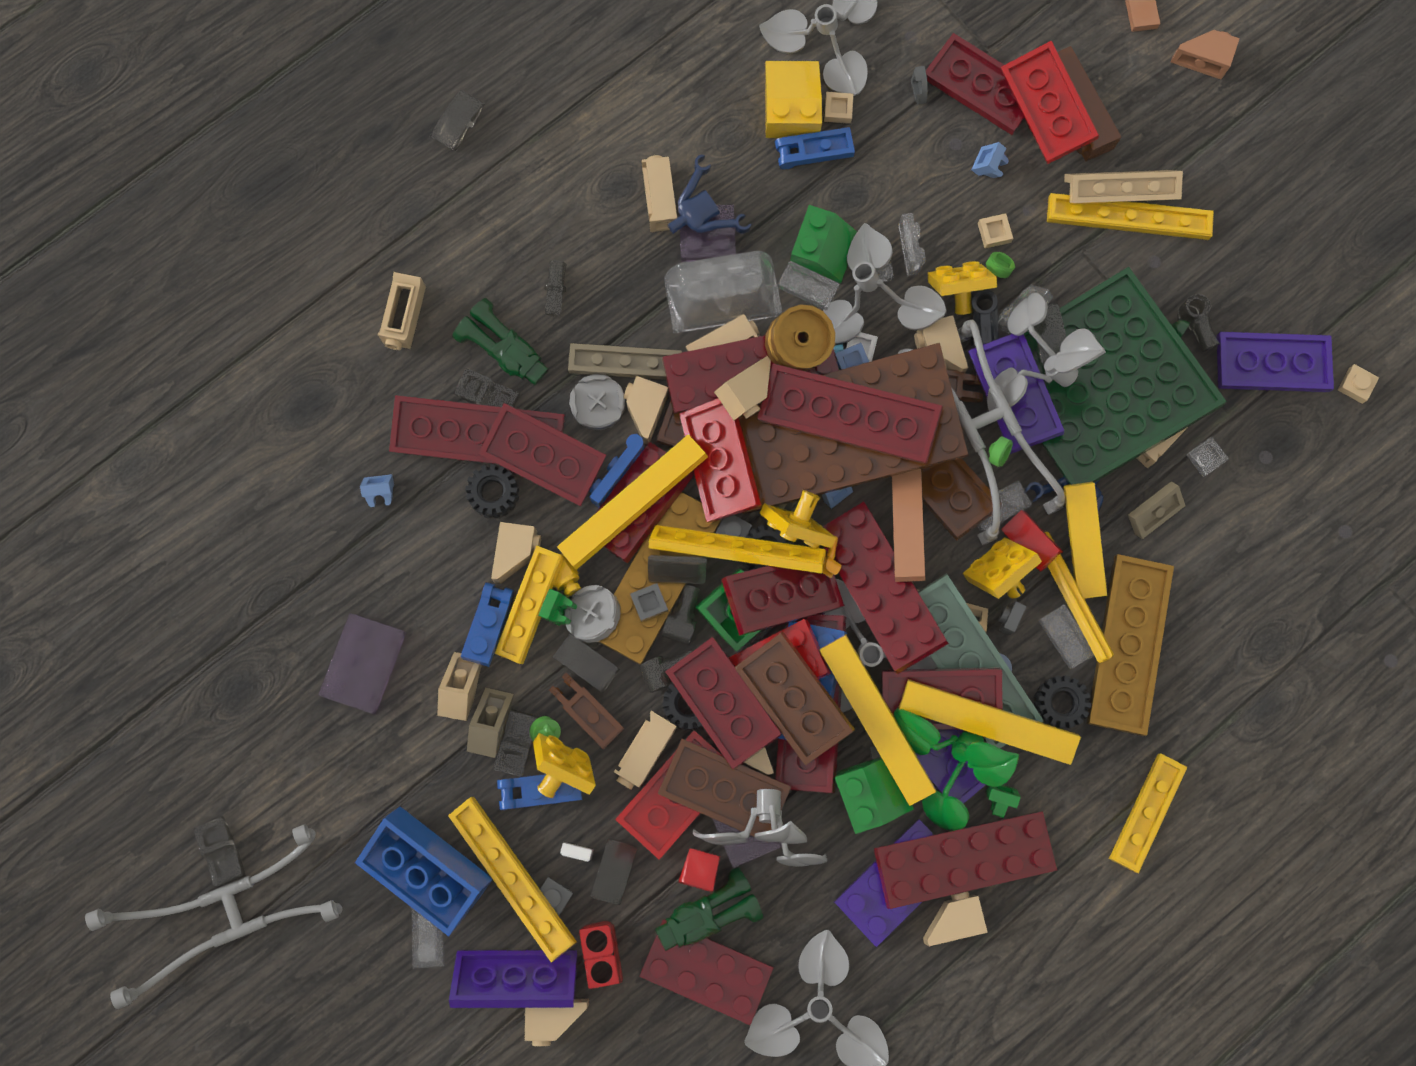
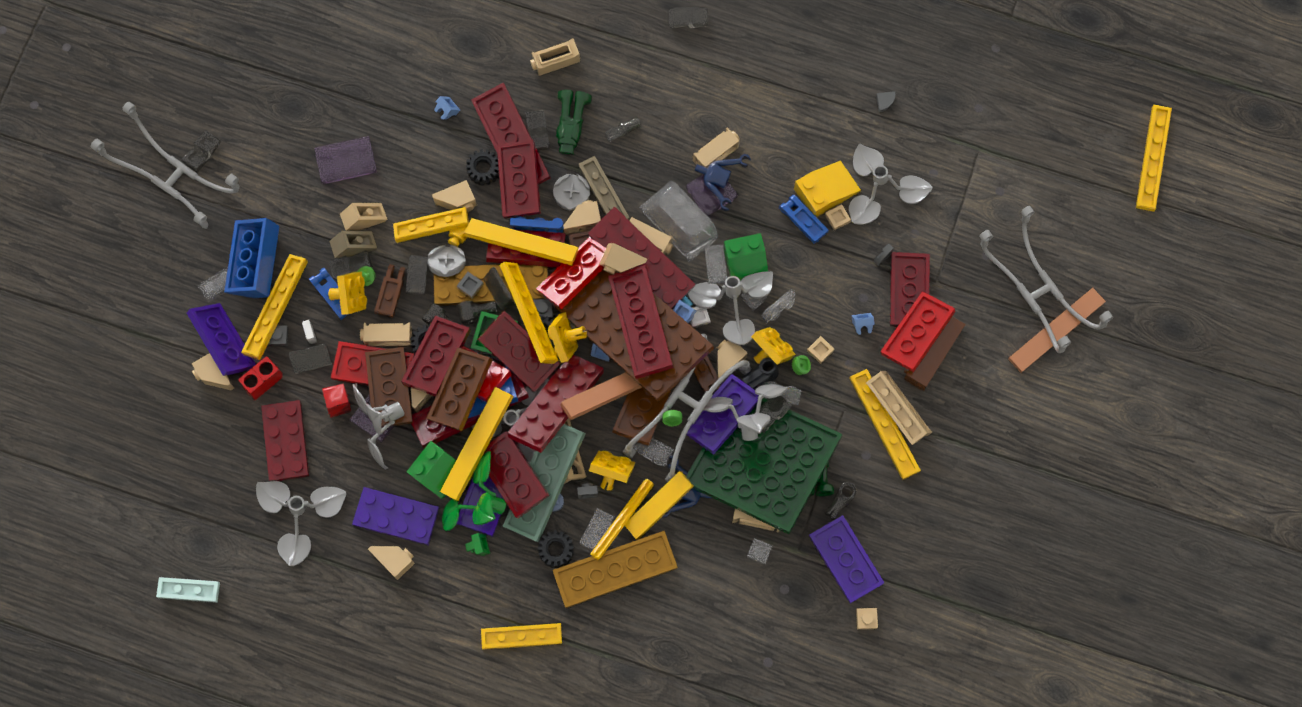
camera: 60 degrees right, 5 degrees down
(487, 625) = (406, 210): blue plate -> none
(554, 608) = (437, 238): green tile -> none
(695, 919) = (308, 414): dark green piece -> none
(813, 330) = (669, 282): pearl gold wheel -> none
(830, 565) = (550, 369): light orange hand -> none
(964, 859) = (430, 543): dark red plate -> none
(989, 722) = (513, 506): yellow tile -> none
(1027, 533) = (641, 476): red tile -> none
(1156, 510) = (706, 539): dark tan plate -> none
(1207, 53) = (1021, 409): nougat slope -> none

